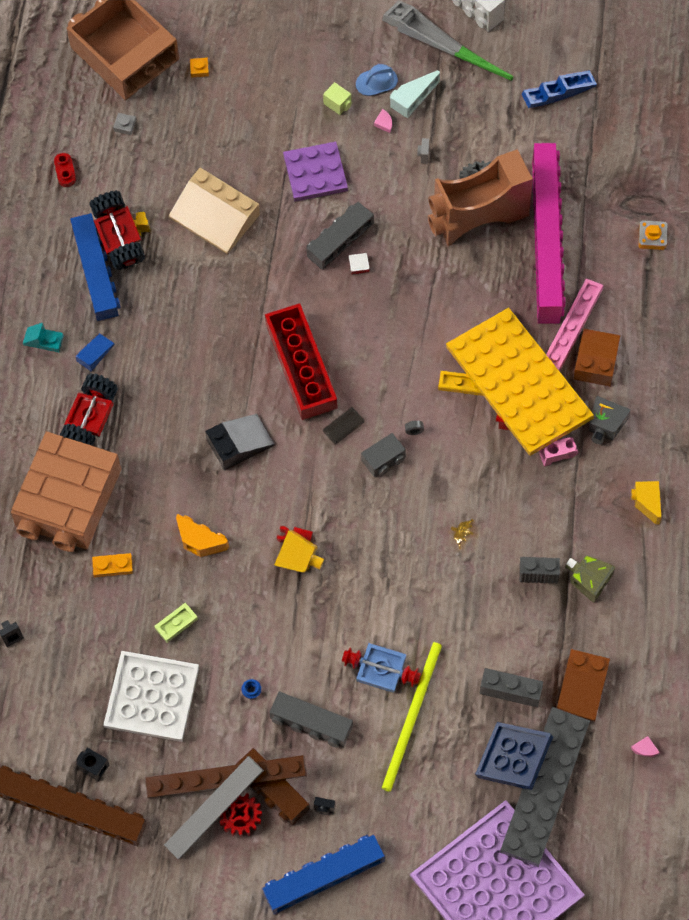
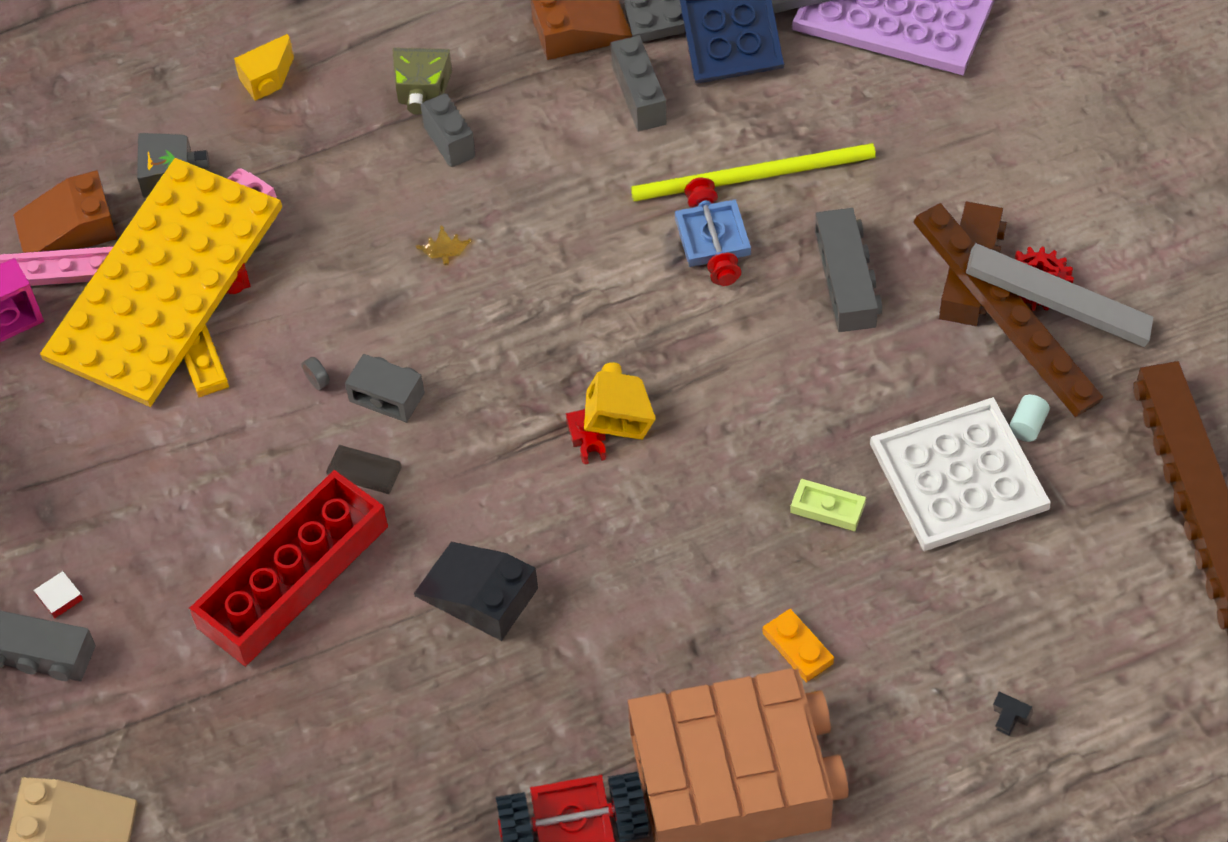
camera: 120 degrees left, 10 degrees down
(95, 771) = (1116, 474): black brick -> none
(159, 751) = (1029, 417): none -> light aqua piece
(199, 538) = (676, 548): light orange slope -> none
(251, 683) = (854, 356): blue plate -> none
(323, 874) = (1039, 152): blue brick -> none
(324, 806) = (950, 194): black plate -> none

